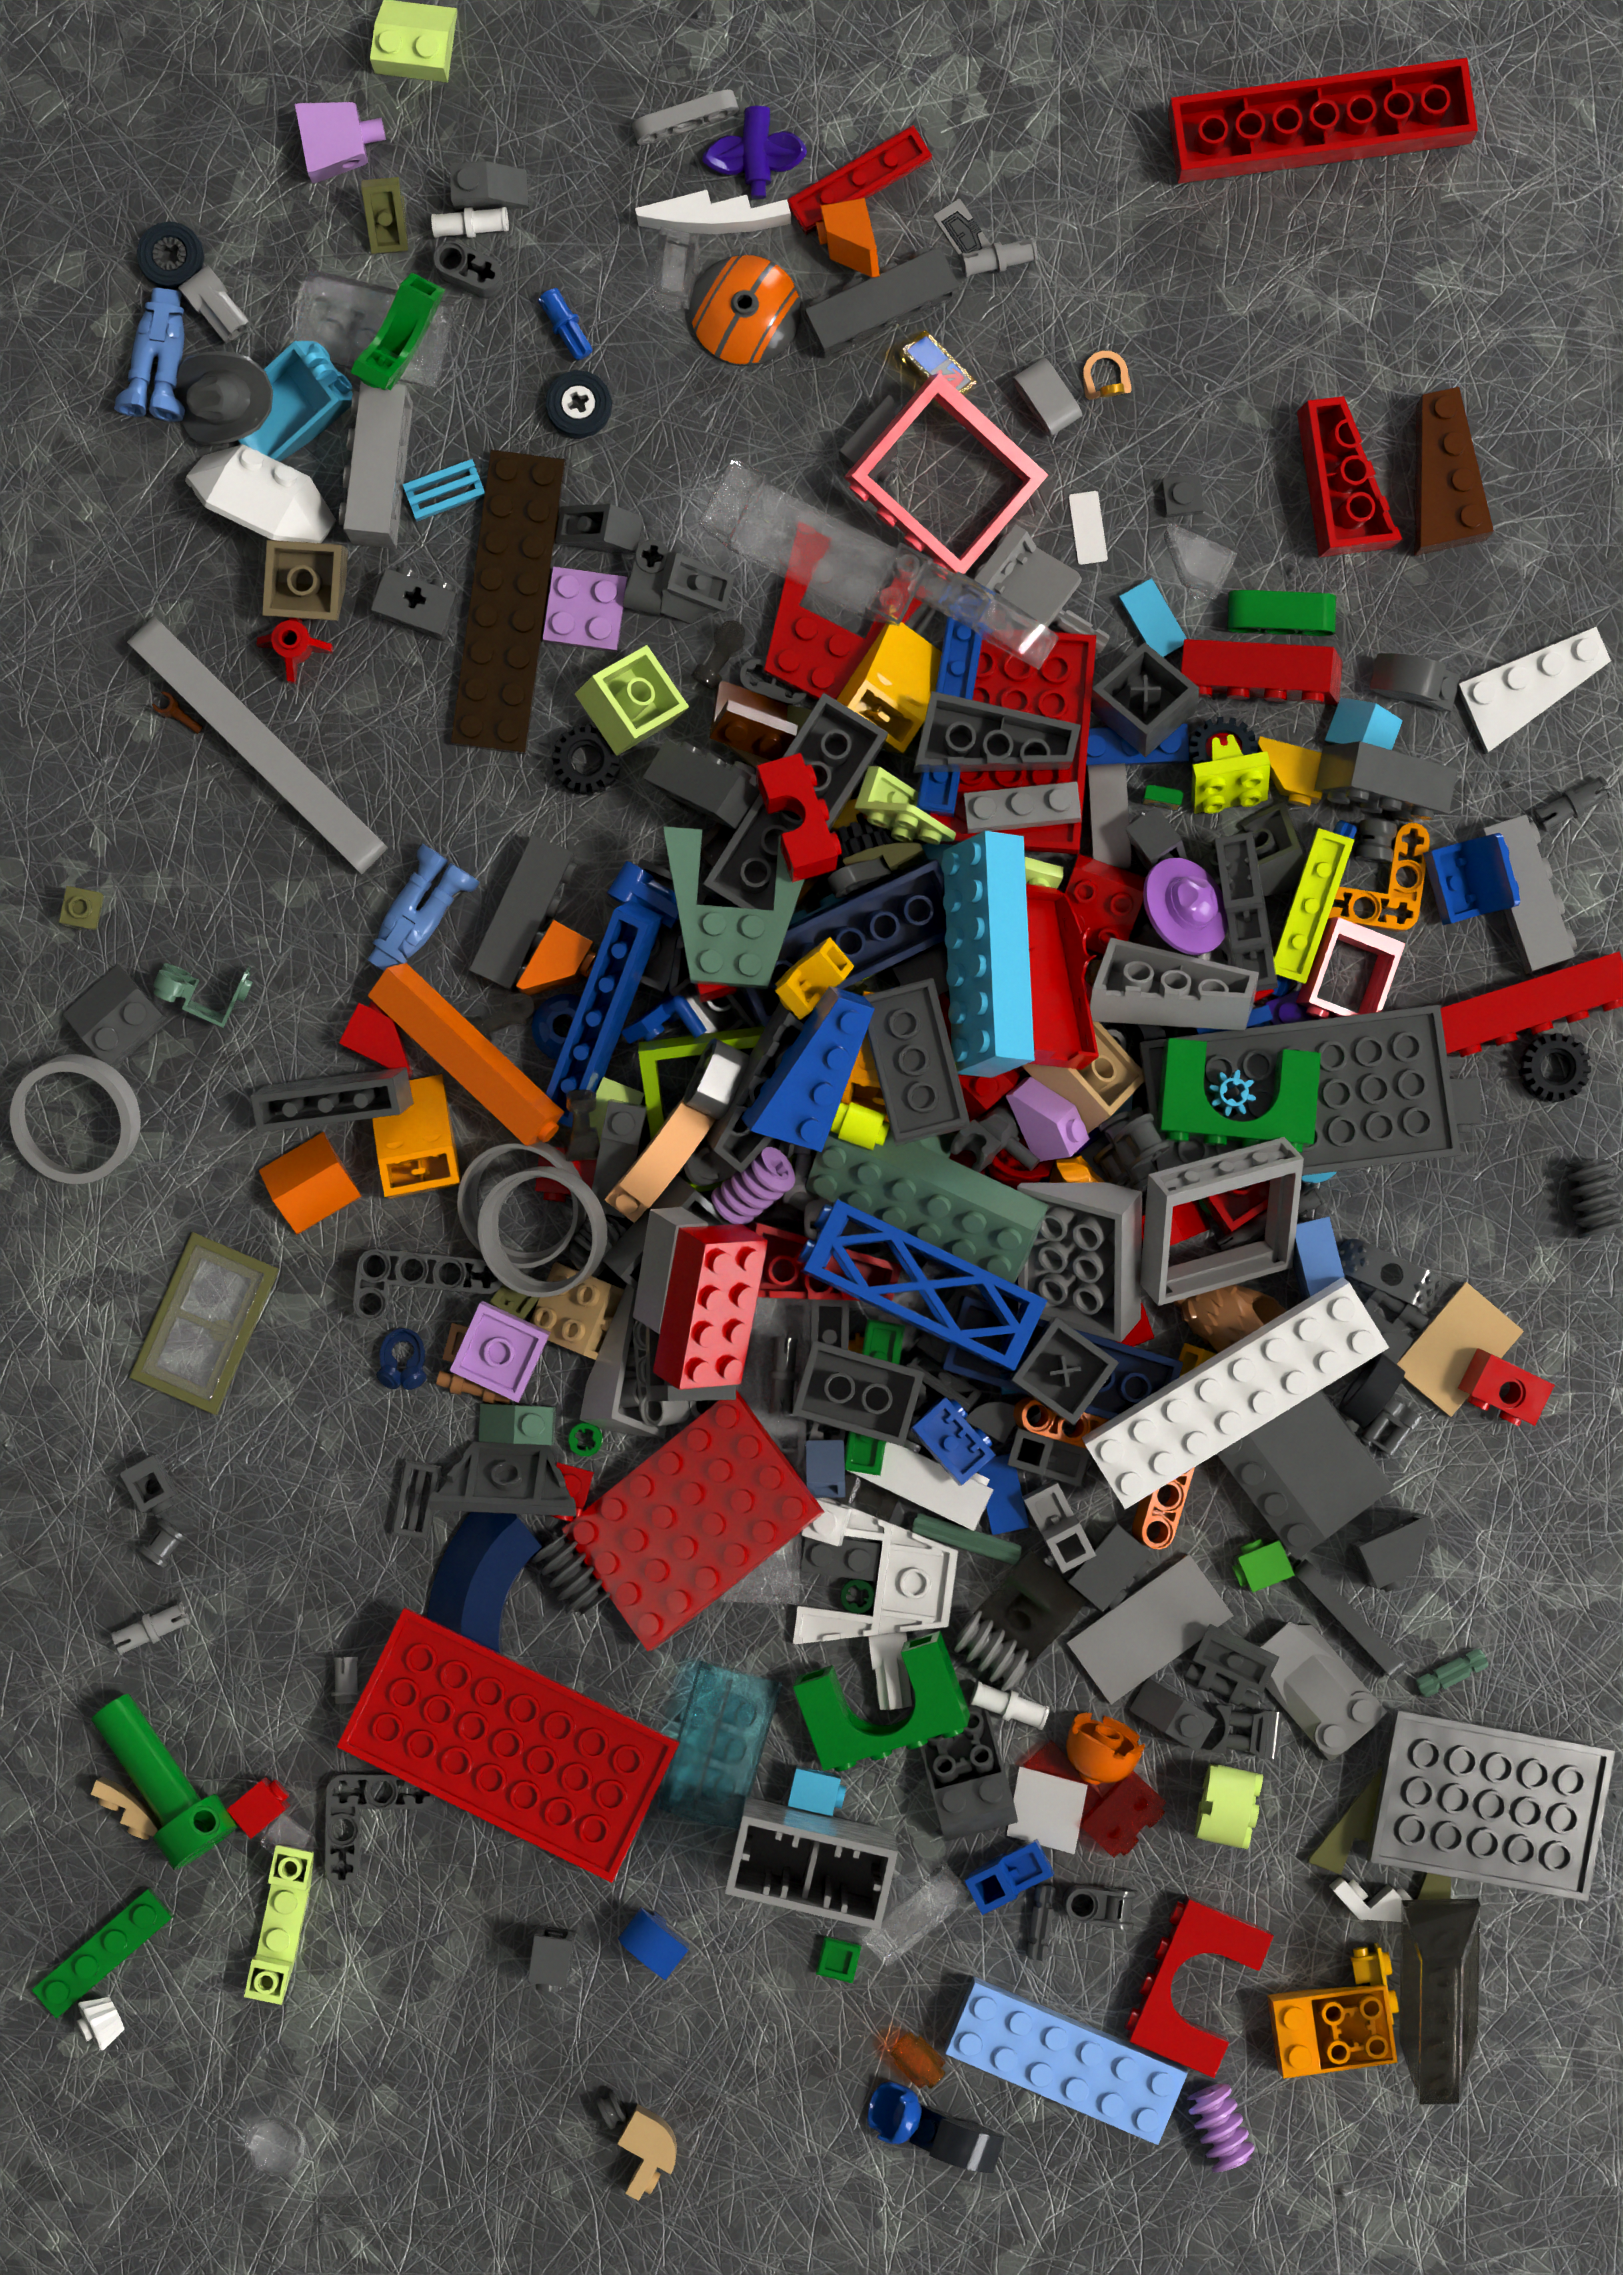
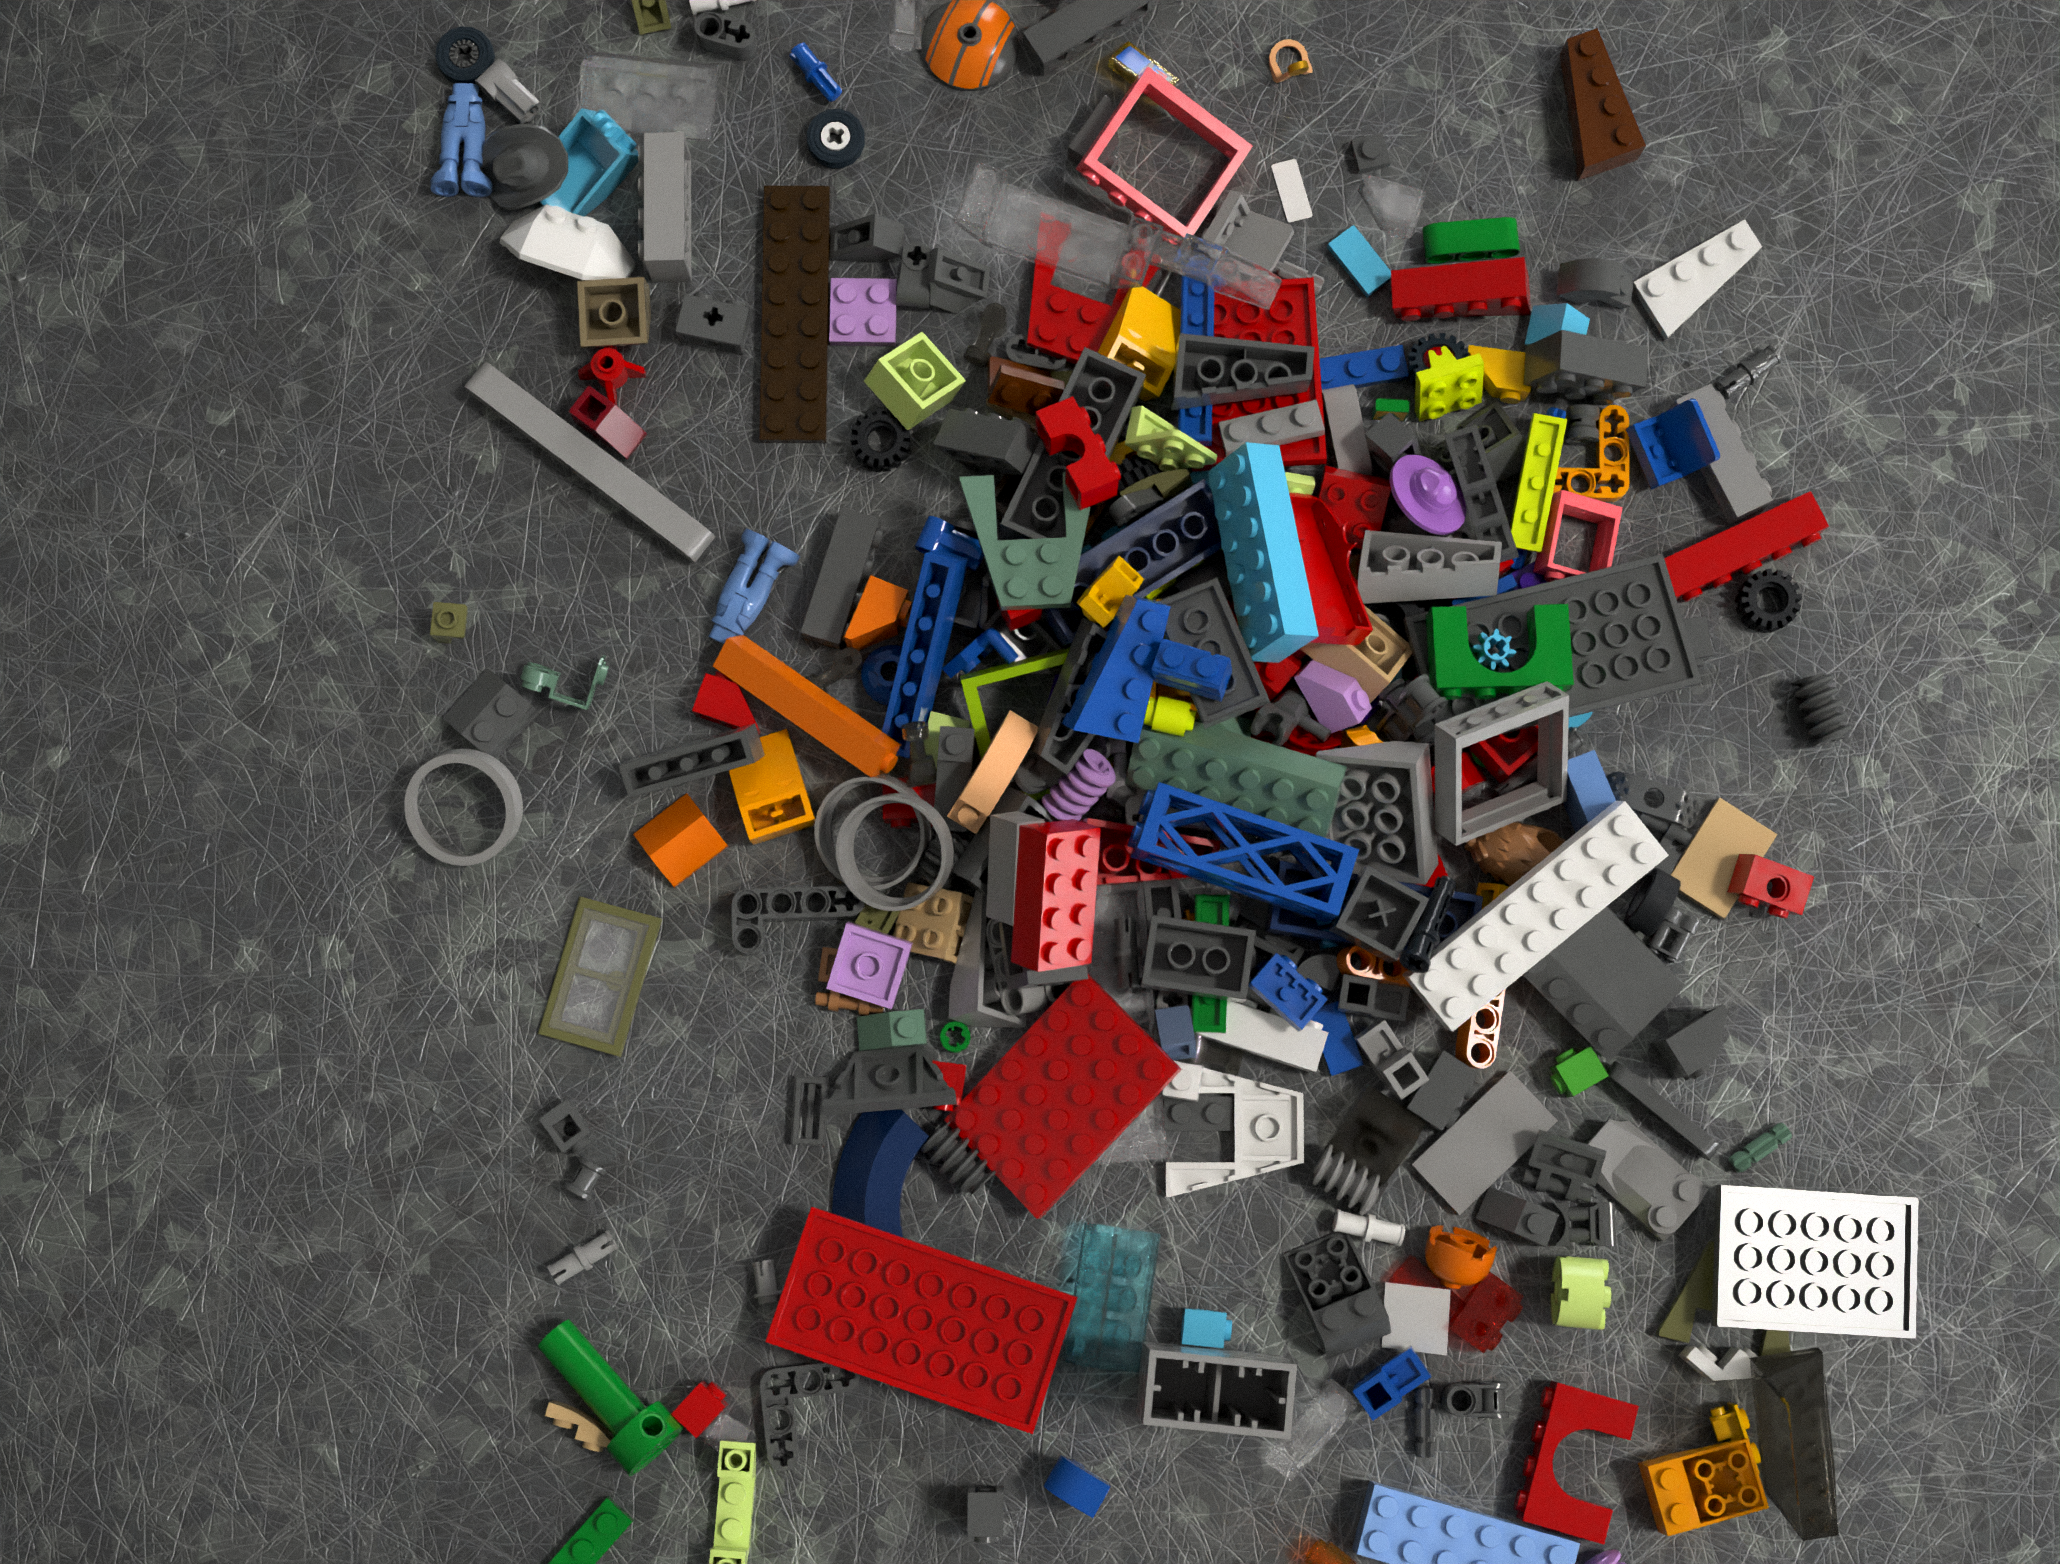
camera: 10 degrees left, 5 degrees down
(174, 711) = (511, 443): reddish brown hand -> none
(283, 704) = (607, 422): none -> dark red slope
(400, 333) = (674, 87): green arch -> none
(414, 1374) = (793, 999): dark blue piece -> none
(439, 476) = (722, 214): medium azure tile -> none
(716, 1079) = (1034, 694): dark grey beam -> none
(838, 1959) = (1245, 1480): green tile -> none
(845, 1738) = (1226, 1276): green arch -> none
(853, 1607) = (1215, 1157): dark green bush -> none
(889, 1081) = (1192, 669): none -> blue brick
(890, 1670) = (1255, 1200): white piece -> none
(966, 1539) = (1309, 1082): sand green axle -> none
(1047, 396) = (1241, 83): light grey beam -> none
(1110, 1400) = (1425, 934): none -> black pin
(1145, 699) = (1364, 325): dark grey brick -> none
(1341, 482) = (1506, 122): red wedge -> none

